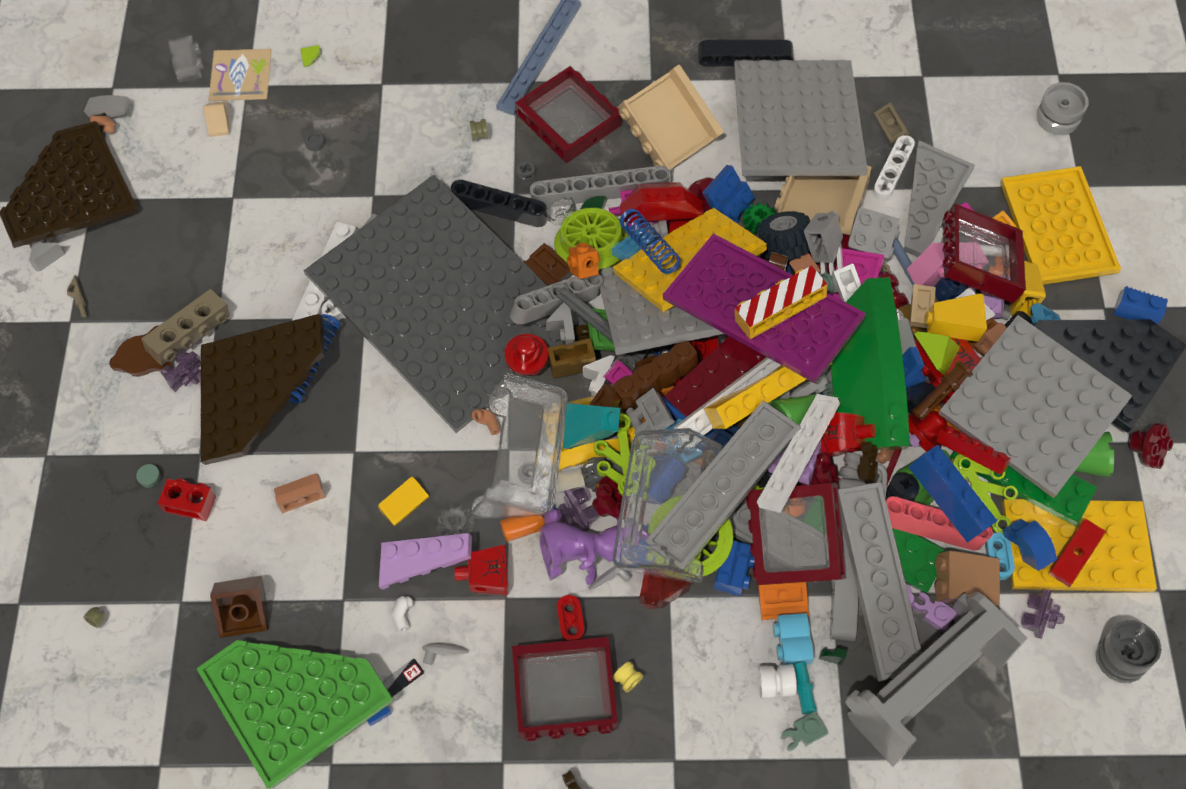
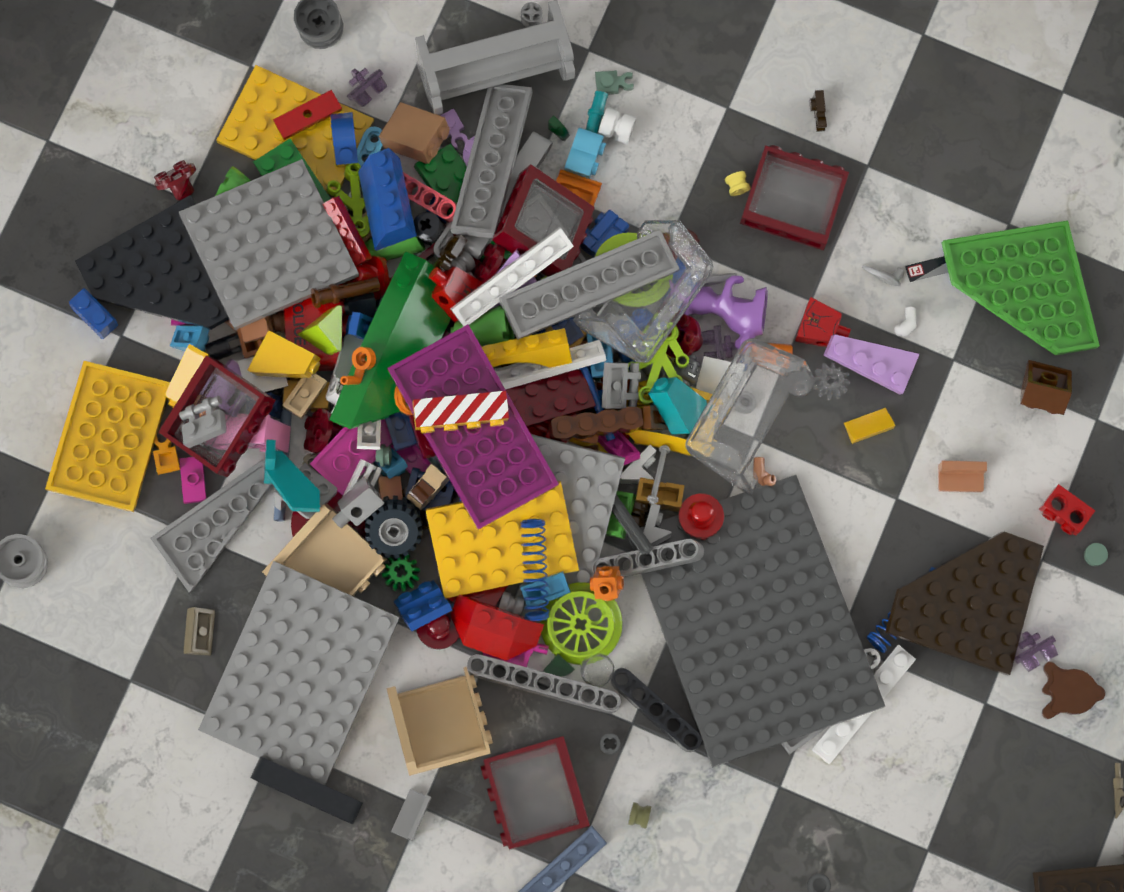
camera: 165 degrees left, 15 degrees up
(189, 317) = (1054, 686): dark tan brick -> none
(548, 265) = (637, 613): reddish brown plate -> none
(571, 619) = (763, 254): red plate -> none
(584, 393) = (652, 498): none -> light grey axle
(656, 64) = (411, 815): none -> light grey panel
(889, 320) = (360, 364): none -> orange plate
(892, 228) = (289, 481): none -> teal piece
(895, 168) = (227, 573): white beam -> none
(929, 762) = (531, 9): none -> light grey wheel
(992, 238) = (205, 427): none -> light grey plate

